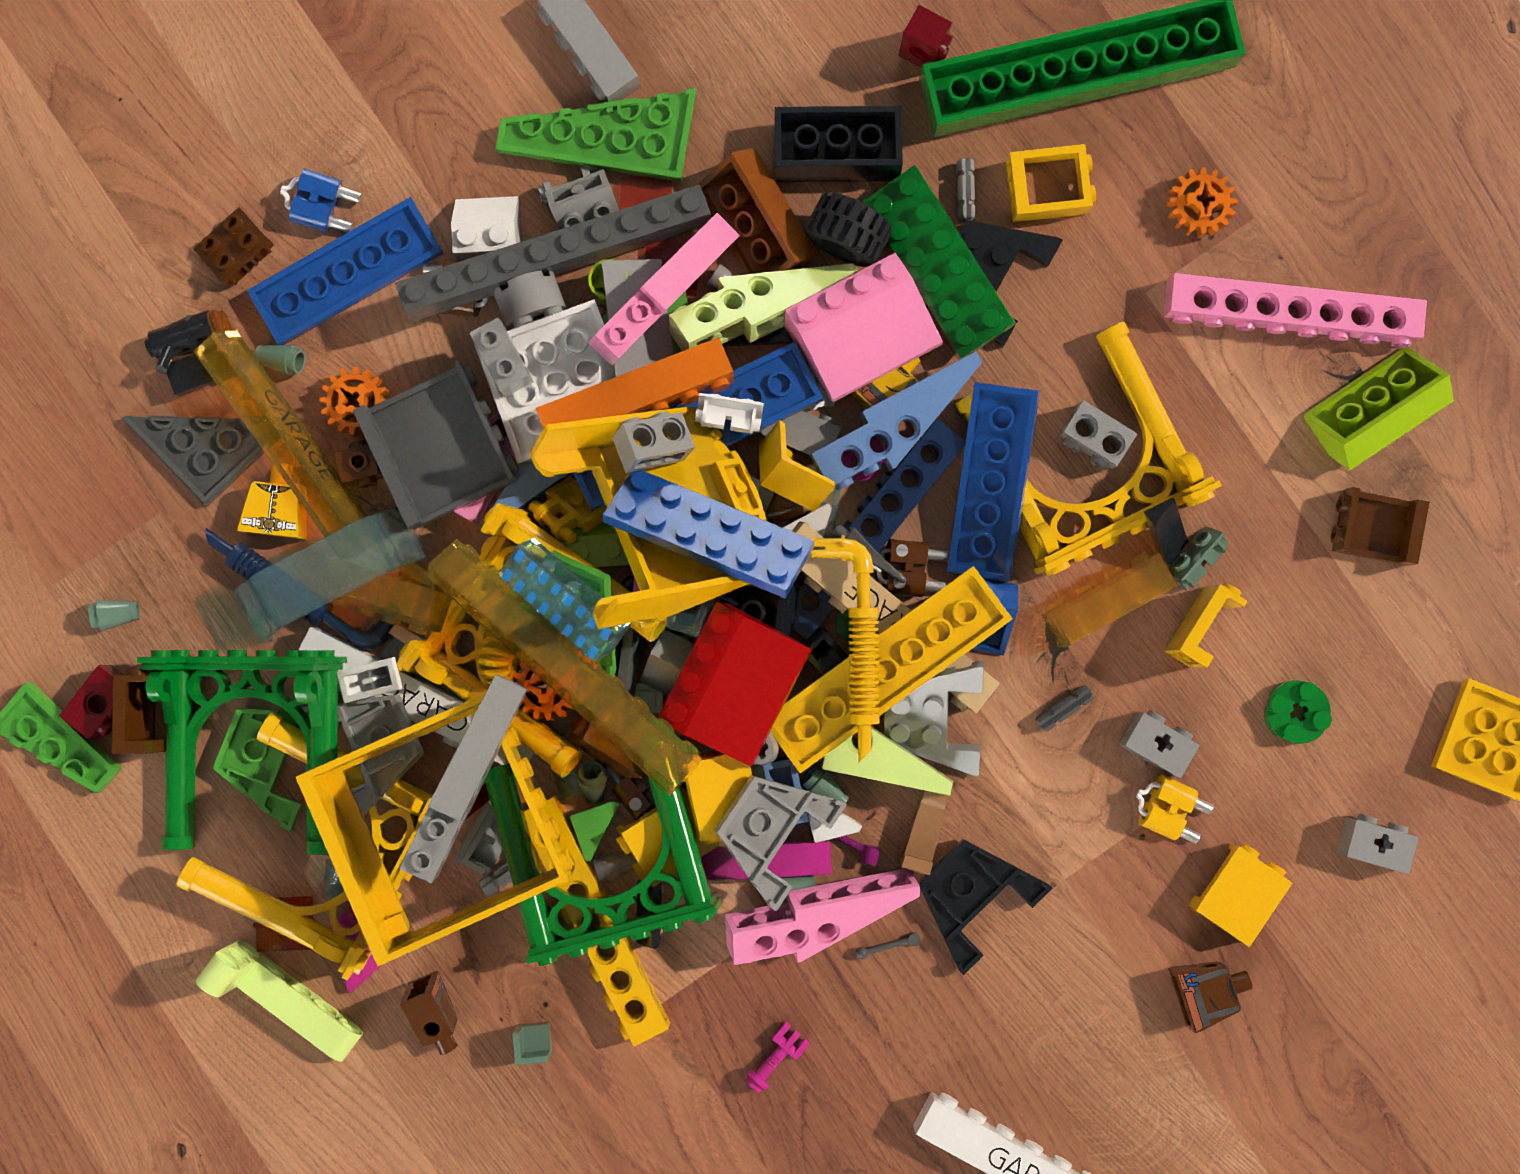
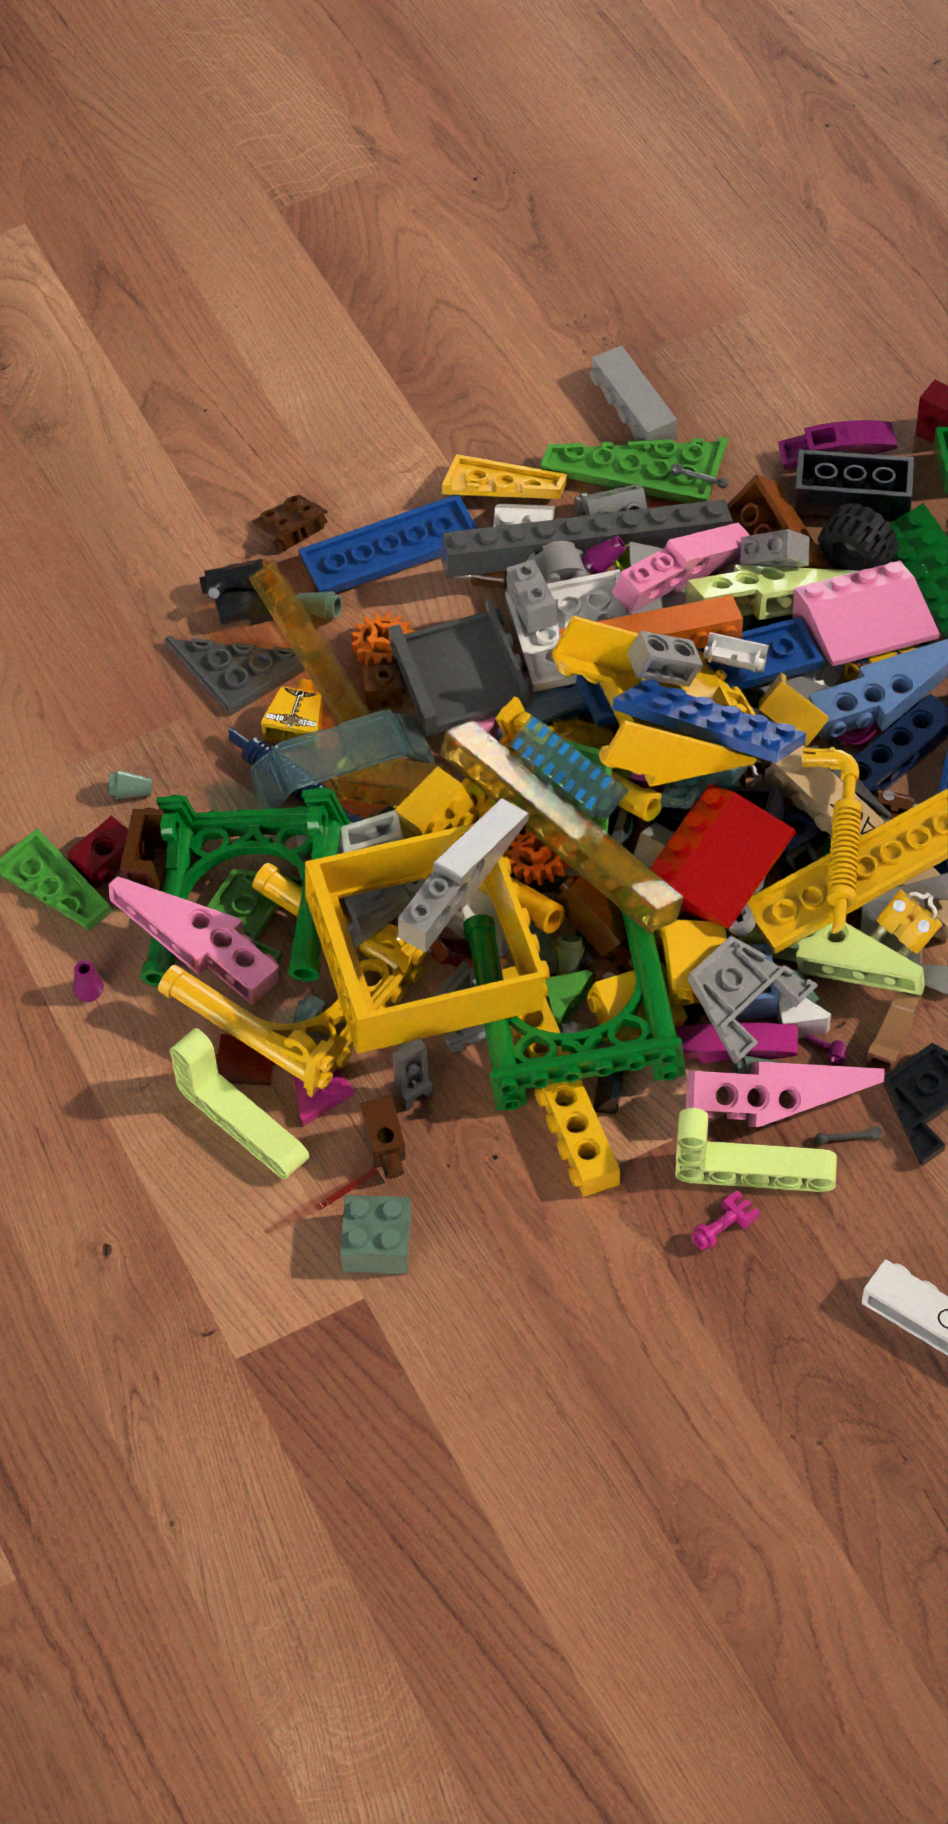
camera: 10 degrees right, 30 degrees down
(109, 861) = (86, 982): none -> magenta cone
(183, 804) = (173, 925): none -> bright pink brick
(316, 201) = (372, 490): blue piece -> none
(402, 1076) = (352, 1185): none -> clear red piece
(431, 651) = (437, 805): none -> yellow brick
(438, 1119) = (376, 1234): none -> sand green brick
(448, 949) = (411, 1073): none -> dark grey plate
(452, 171) = (499, 479): none -> yellow wing
(532, 1043) = (479, 1181): sand green panel -> none
(573, 283) = (603, 555): none -> magenta cone
(644, 142) = (676, 470): none -> dark grey hinge
(759, 256) = (775, 549): none -> light grey brick
(796, 997) = (748, 1164): none -> yellowish green beam
(817, 84) = (842, 436): none -> magenta slope
(934, 724) = (908, 922): none -> yellow piece

